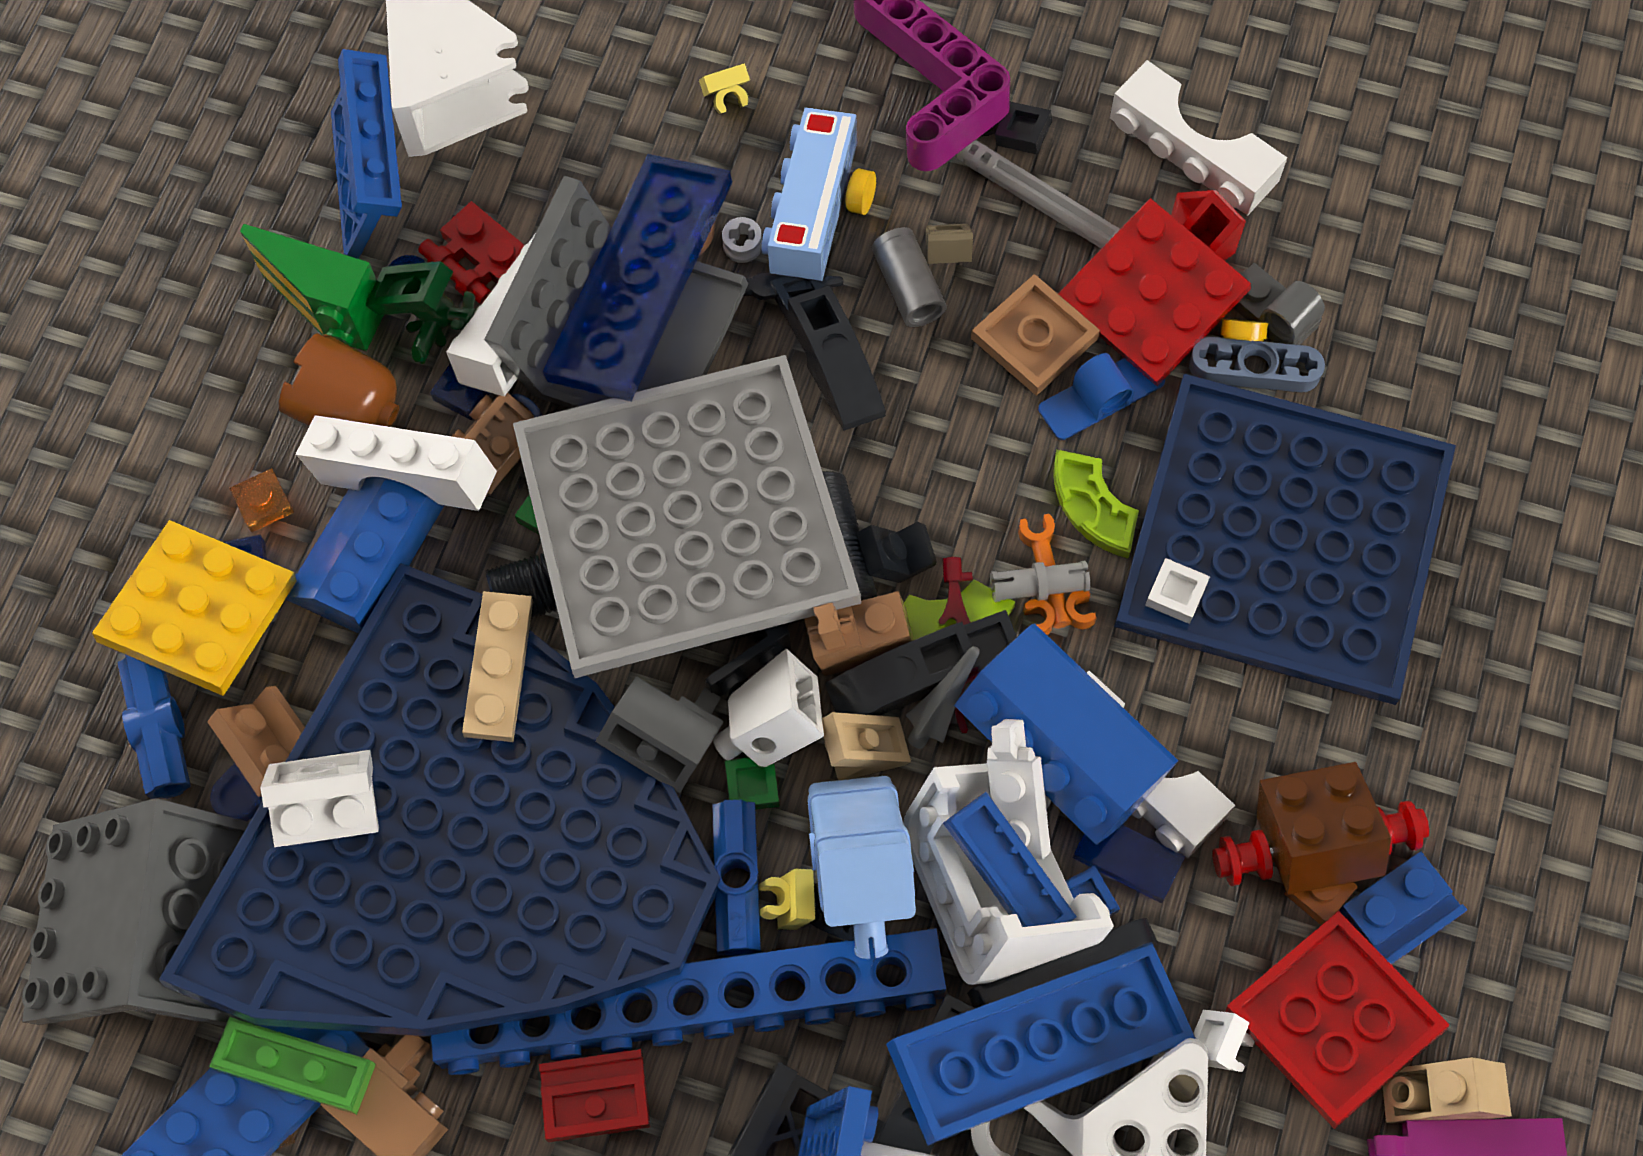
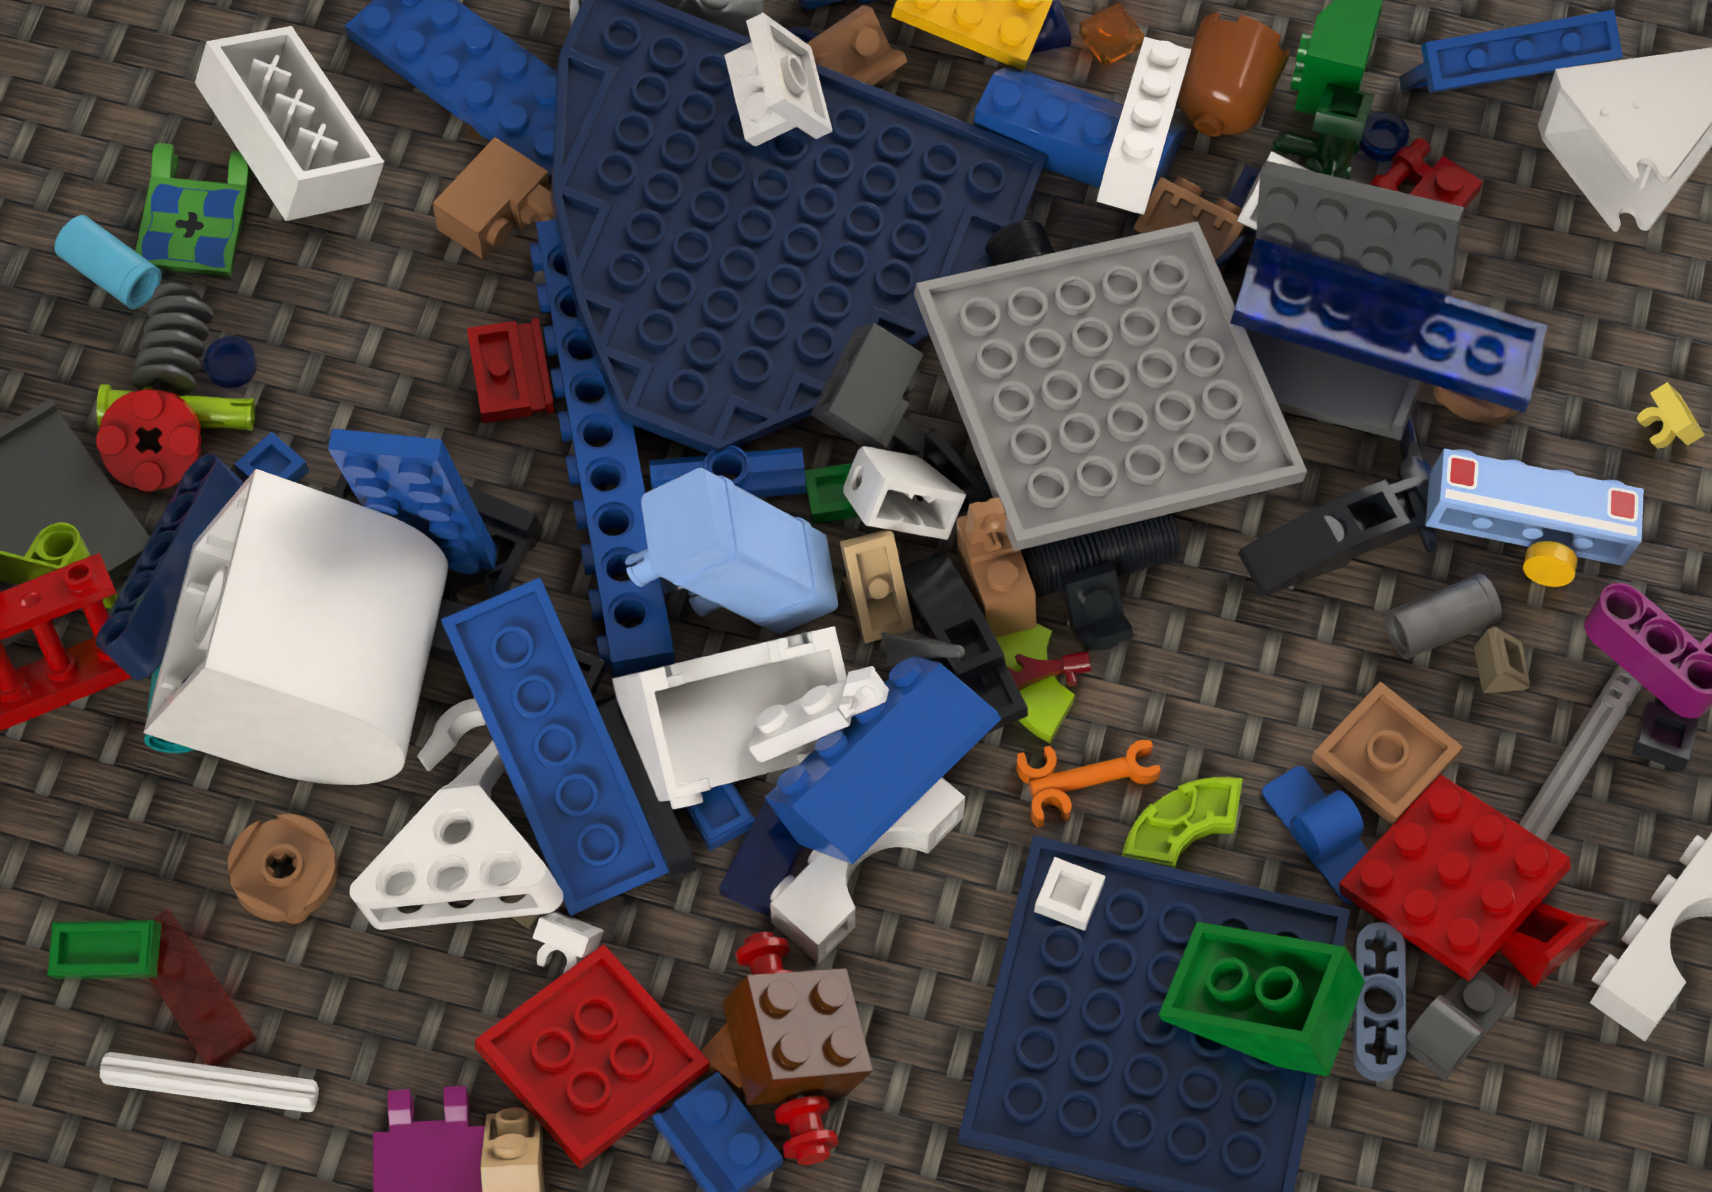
camera: 85 degrees right, 5 degrees down
(293, 1065) = (526, 113): bright green tile -> none
(497, 666) = (929, 235): tan plate -> none
(732, 232) = (1479, 434): white bush -> none
(1007, 864) = (733, 706): blue plate -> none
(1040, 581) = (1072, 754): light grey pin -> none
(1244, 329) = (1418, 980): yellow tile -> none
(1274, 442) = (1265, 995): none -> green slope

